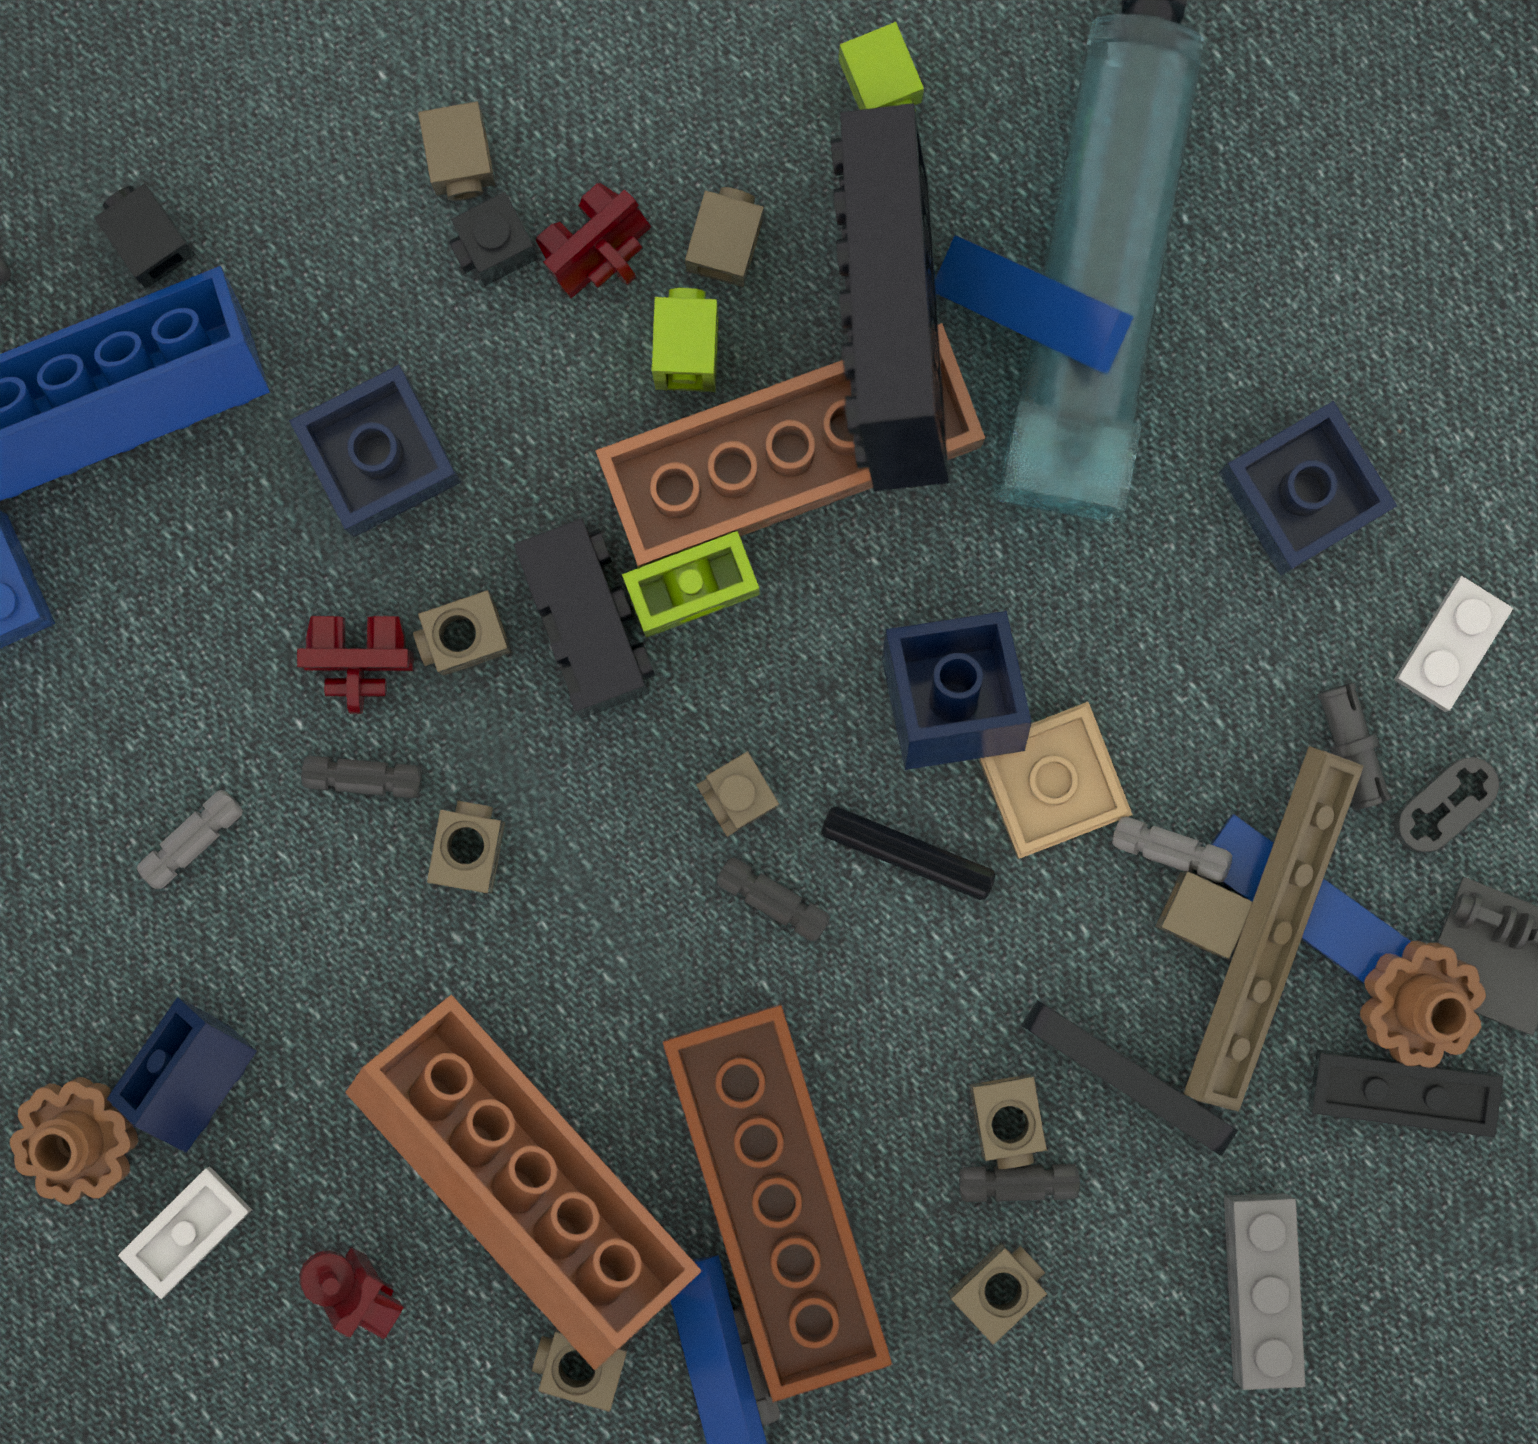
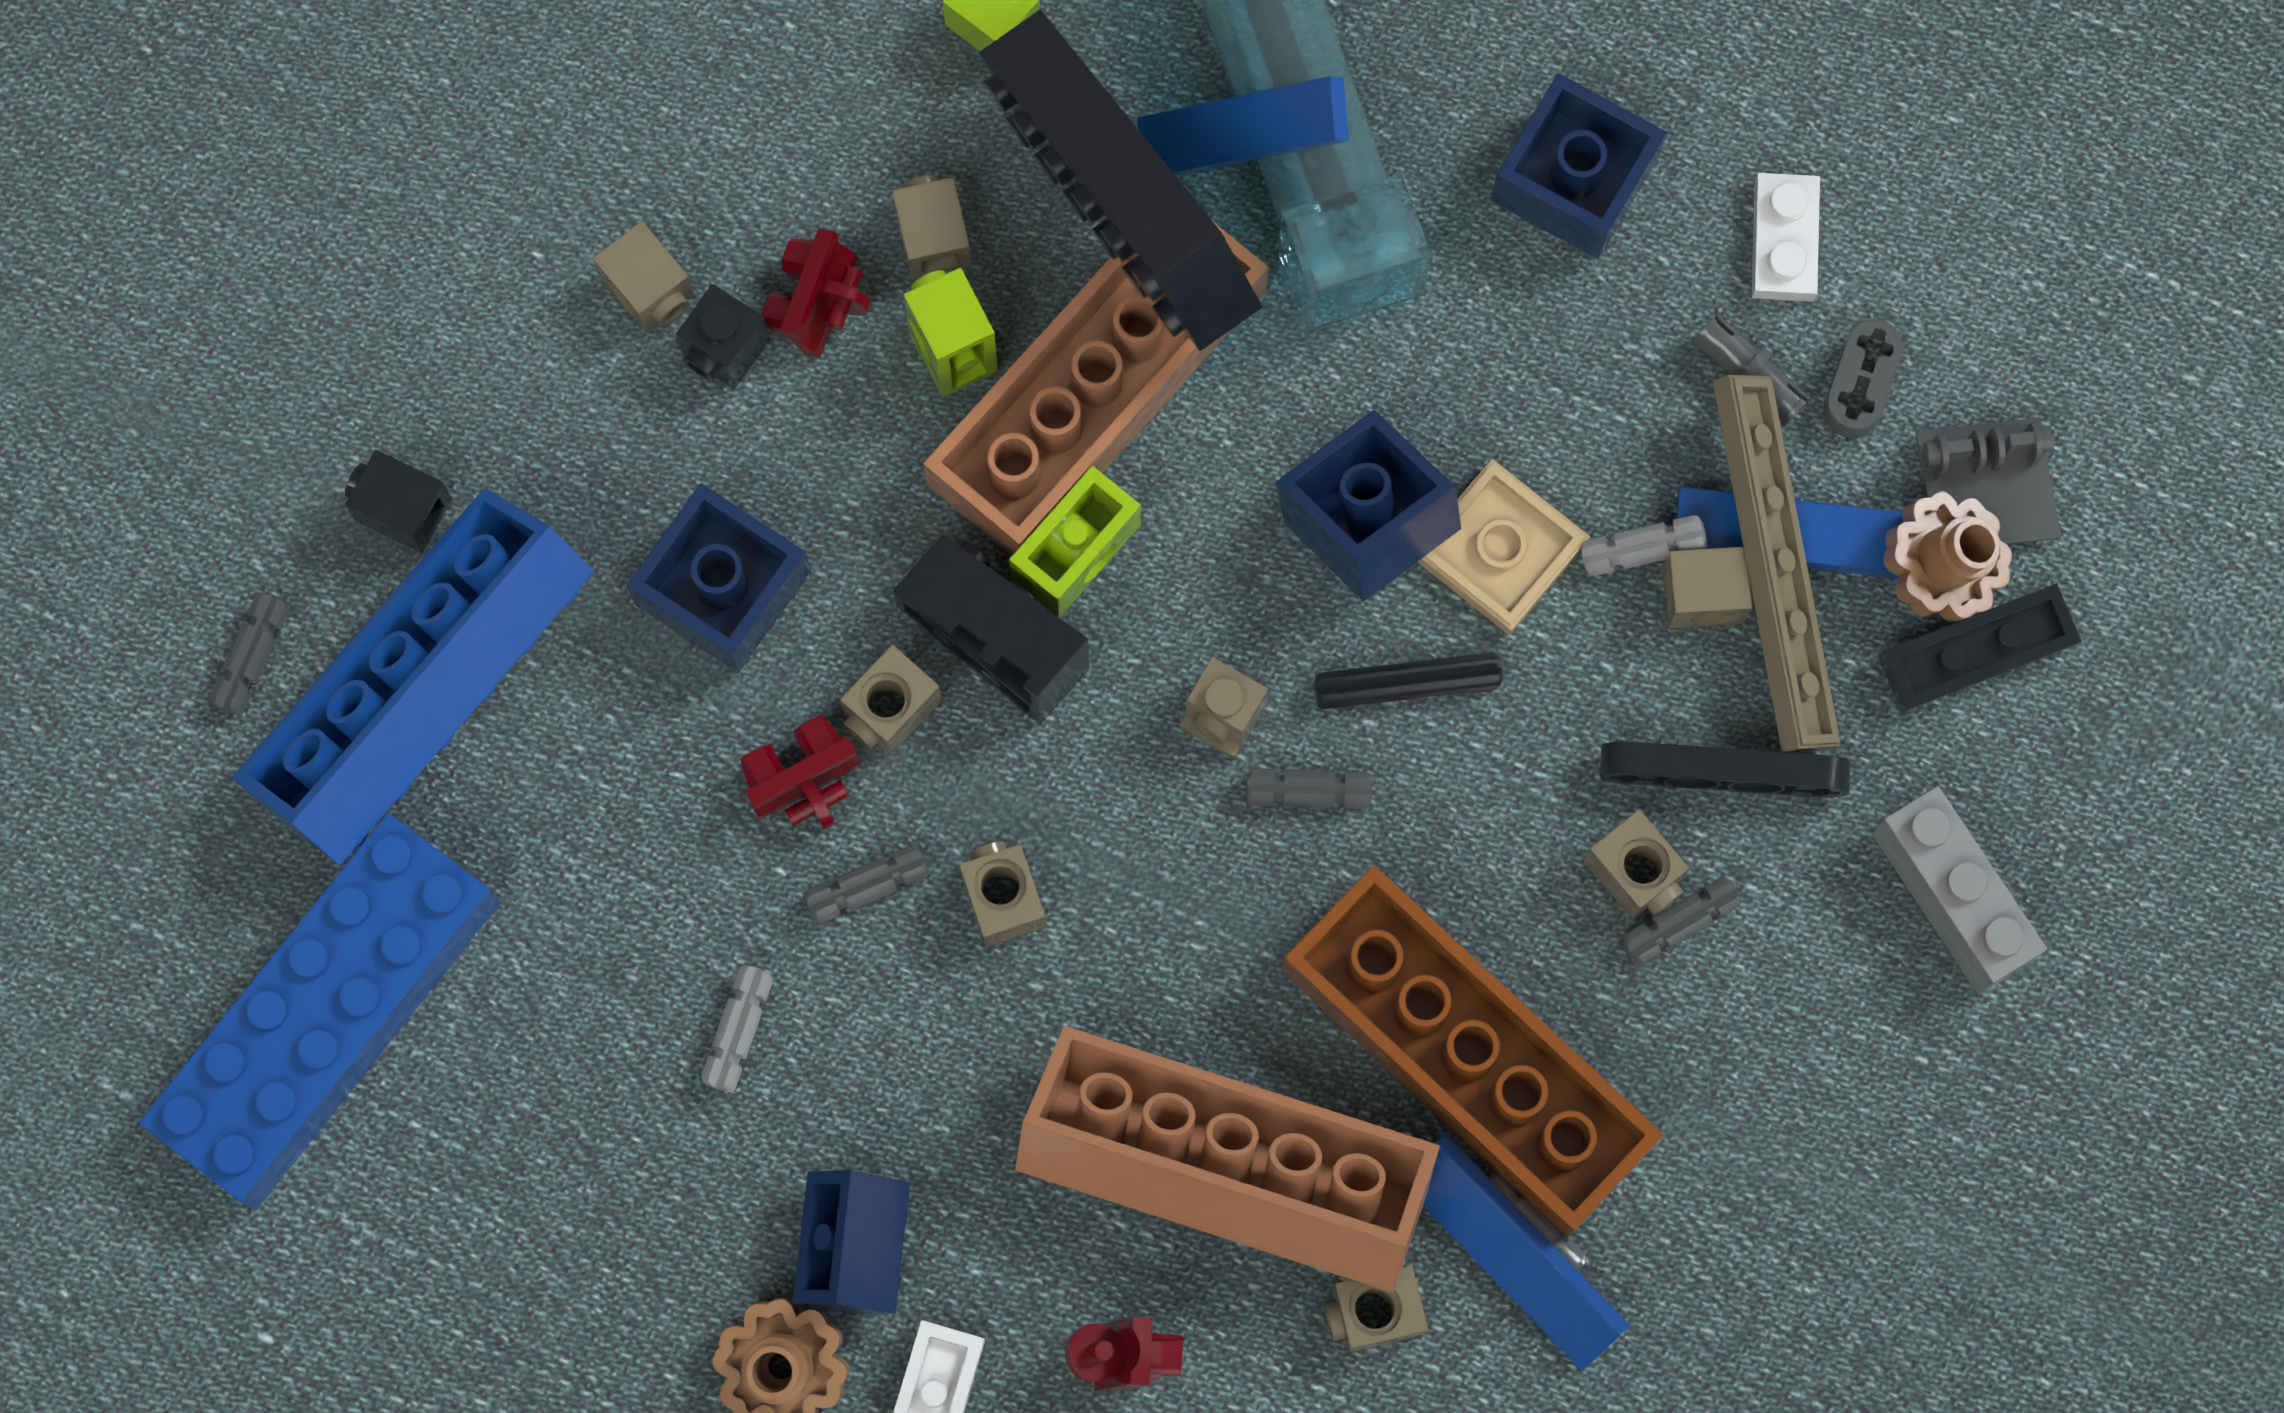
camera: 30 degrees left, 10 degrees down
(992, 1318) = (1716, 1054): dark tan brick -> none

